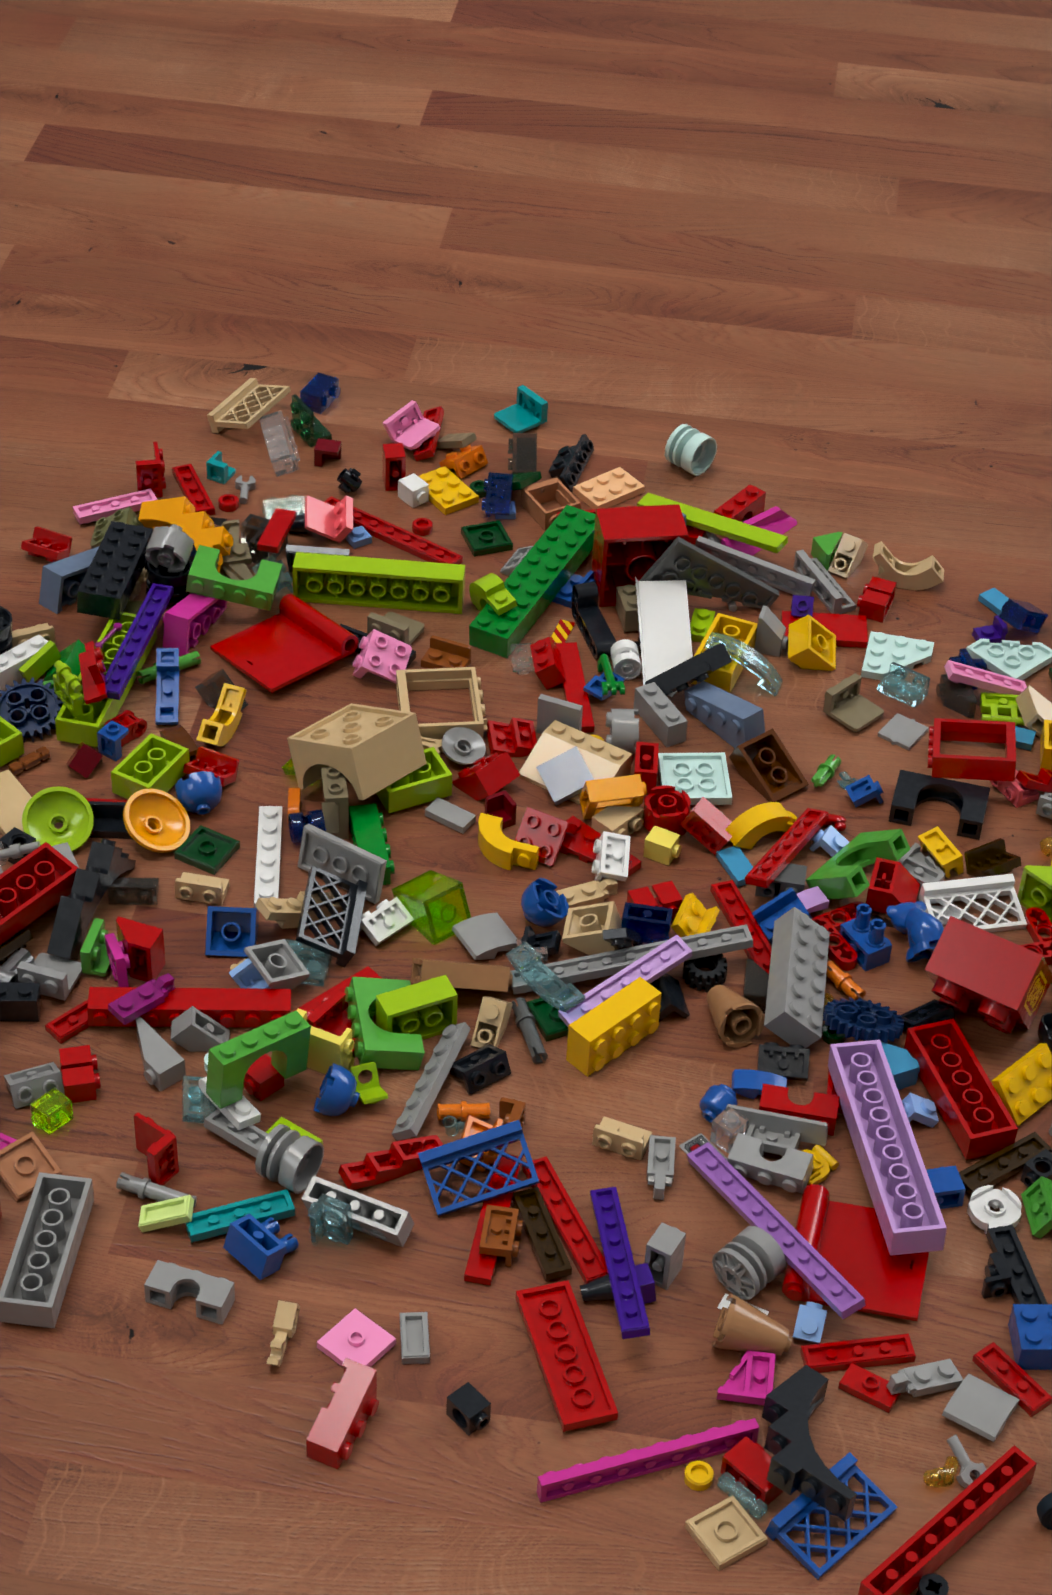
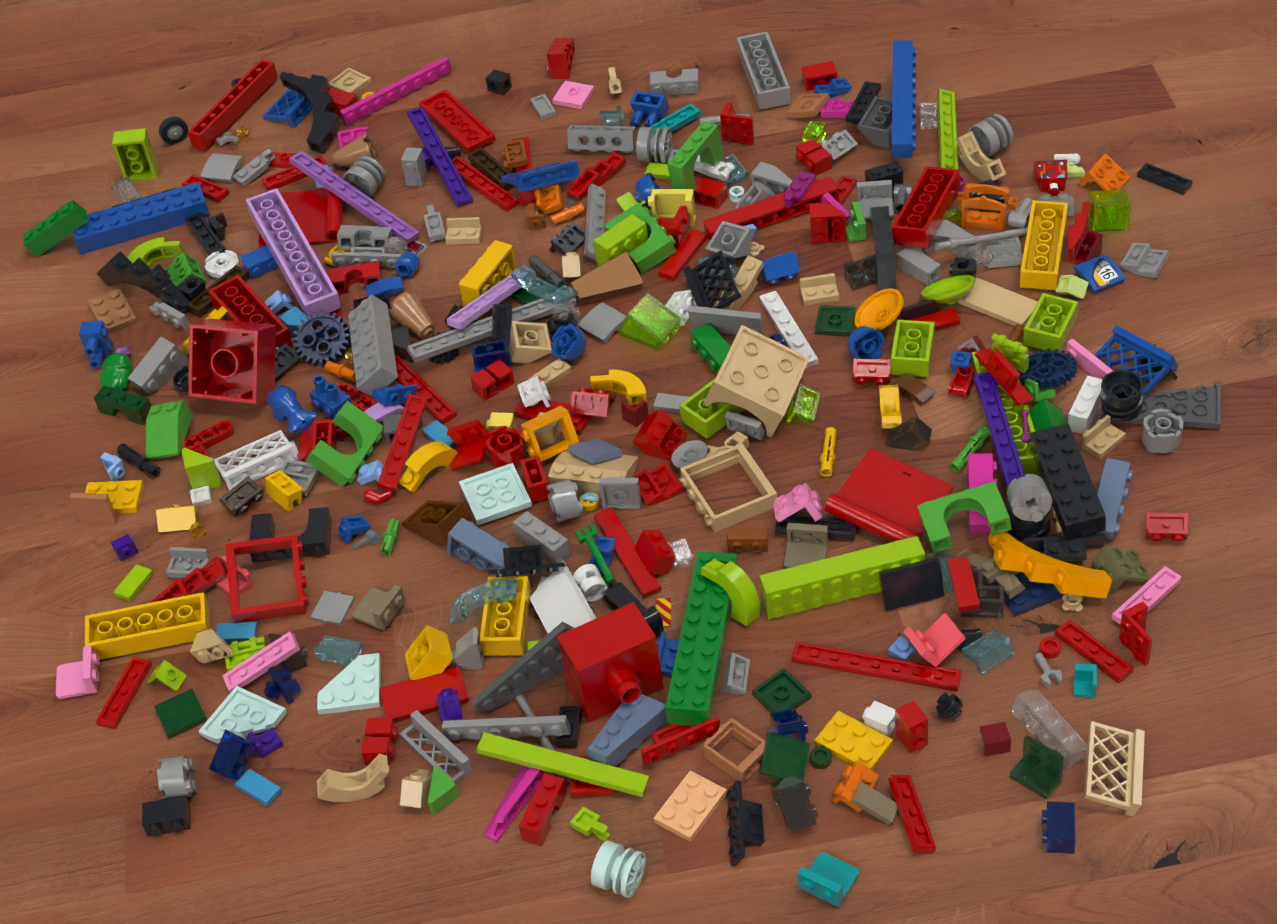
camera: 170 degrees right, 5 degrees up
(40, 662) = (1067, 405): lime tile -> none
(166, 1213) = (708, 108): yellowish green tile -> none
(167, 686) = (949, 423): blue slope -> none
(317, 704) = (826, 466): none -> yellow pin
(410, 426) = (924, 797): bright pink bracket -> none
(422, 526) = (850, 686): red tile -> none
(693, 917) = (457, 374): yellow bracket -> none
(703, 498) = (588, 822): none -> lime plate

